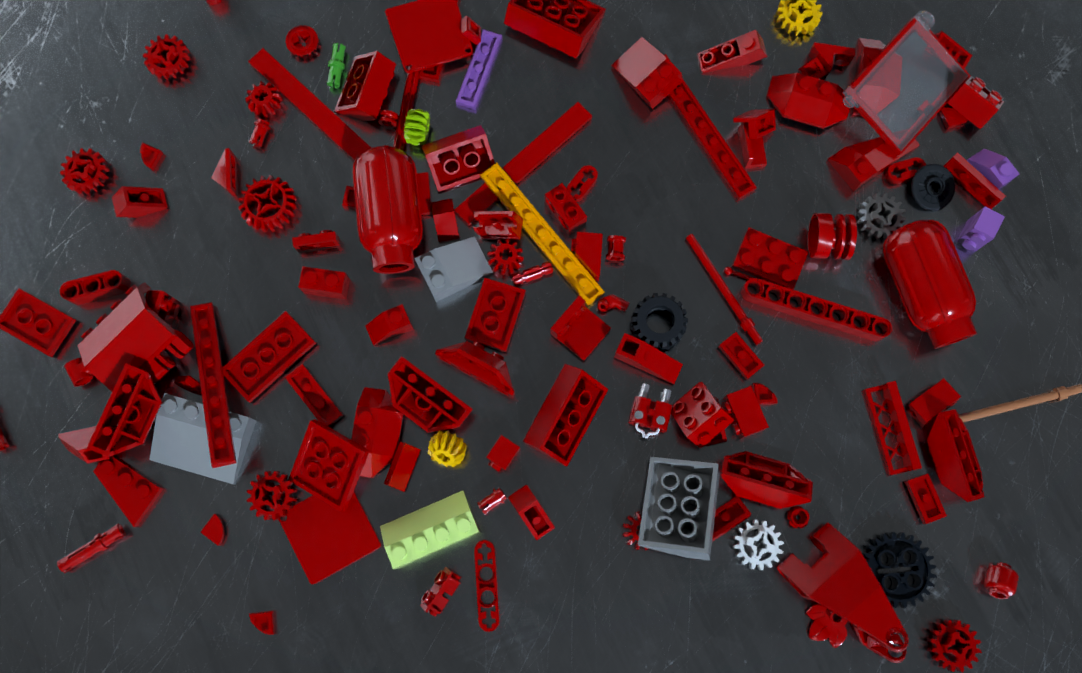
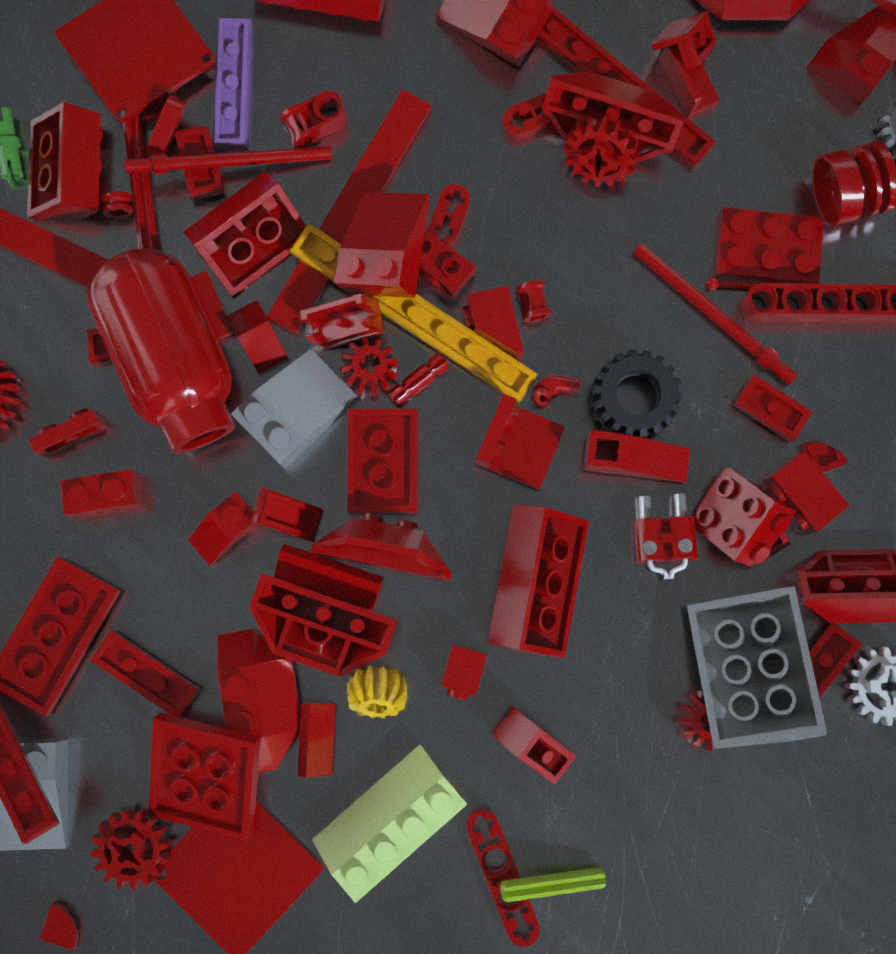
camera: 20 degrees left, 5 degrees up
(417, 127) = (166, 204): lime gear -> none
(421, 103) = (161, 164): none -> red bar
(427, 327) = (286, 514): none -> red tile
(431, 83) = (166, 126): none -> red beam
(432, 600) = (430, 926): red hinge -> none
(441, 372) = (328, 577): none -> red tile
(444, 109) = (203, 181): none -> red plate
(471, 30) = (200, 24): red tile -> none
(492, 500) = (469, 746): red pin -> none
(515, 599) = (552, 884): none -> lime axle
(518, 103) = (312, 120): none -> red piece
(535, 188) = (384, 245): none -> red slope
(650, 140) = (523, 111): none -> red beam
(683, 172) = (601, 151): none -> red gear
(696, 153) = (589, 94): none -> red wedge

